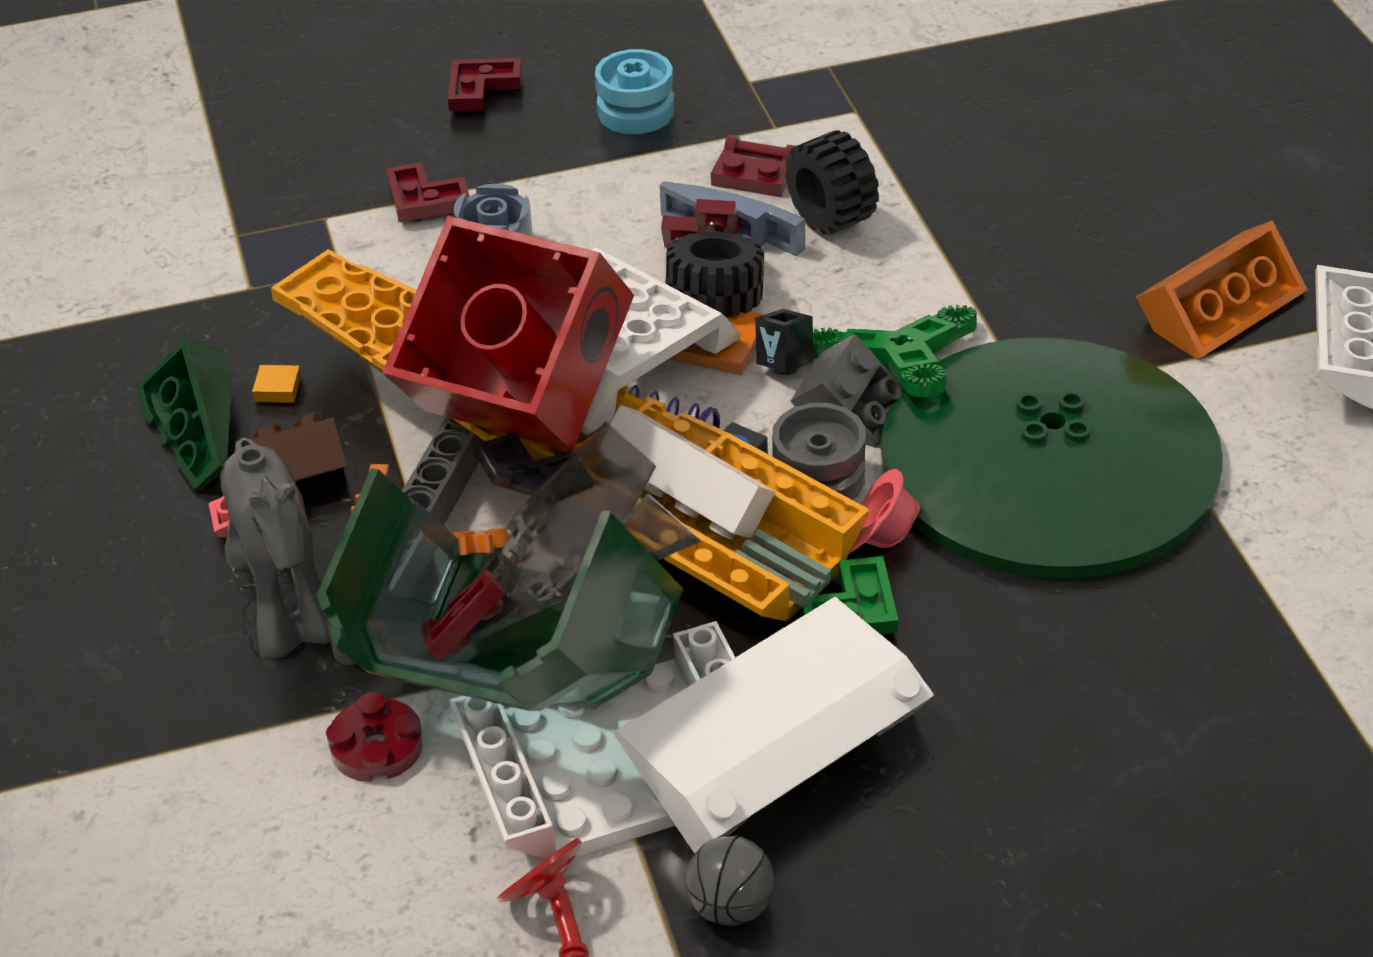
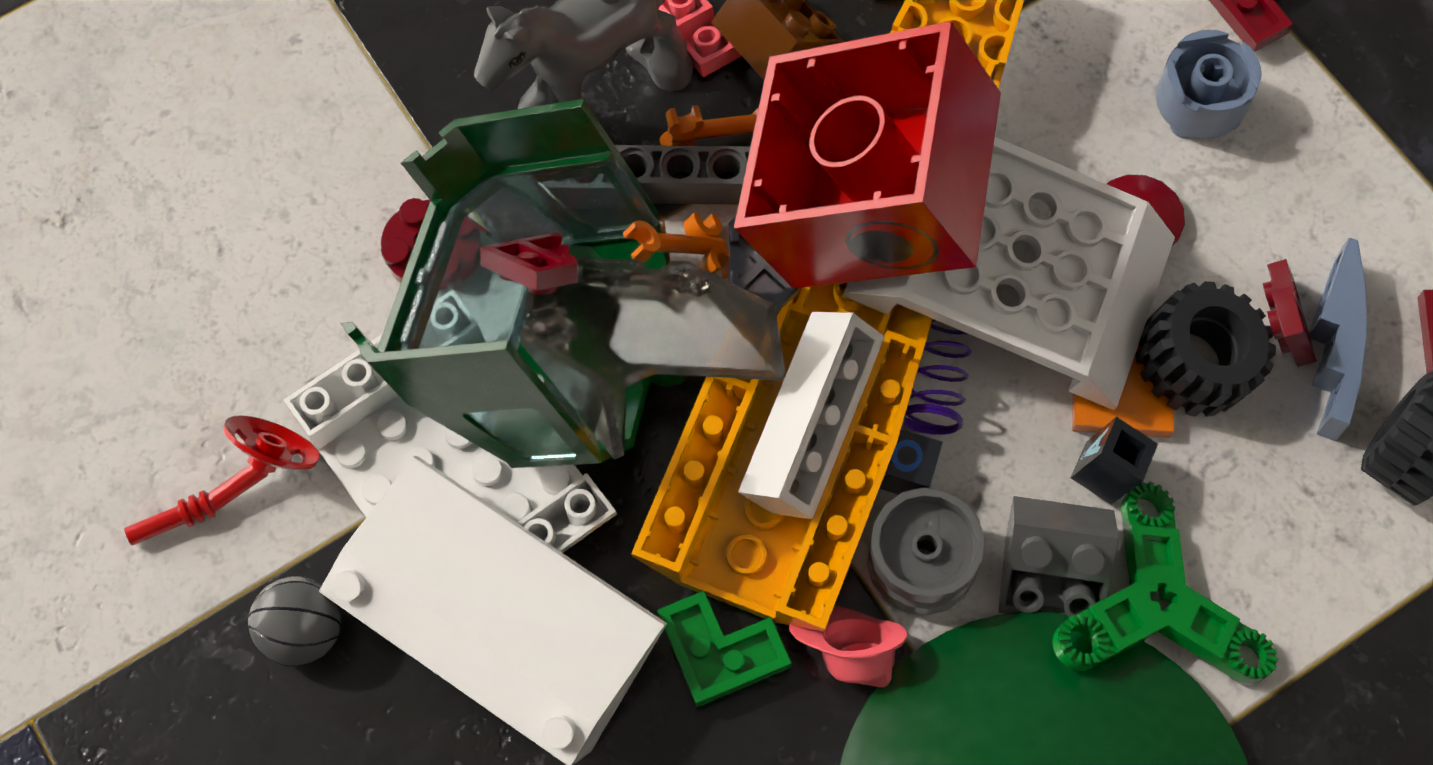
camera: 75 degrees right, 25 degrees up
(787, 563) = (742, 516): sand green tile -> none

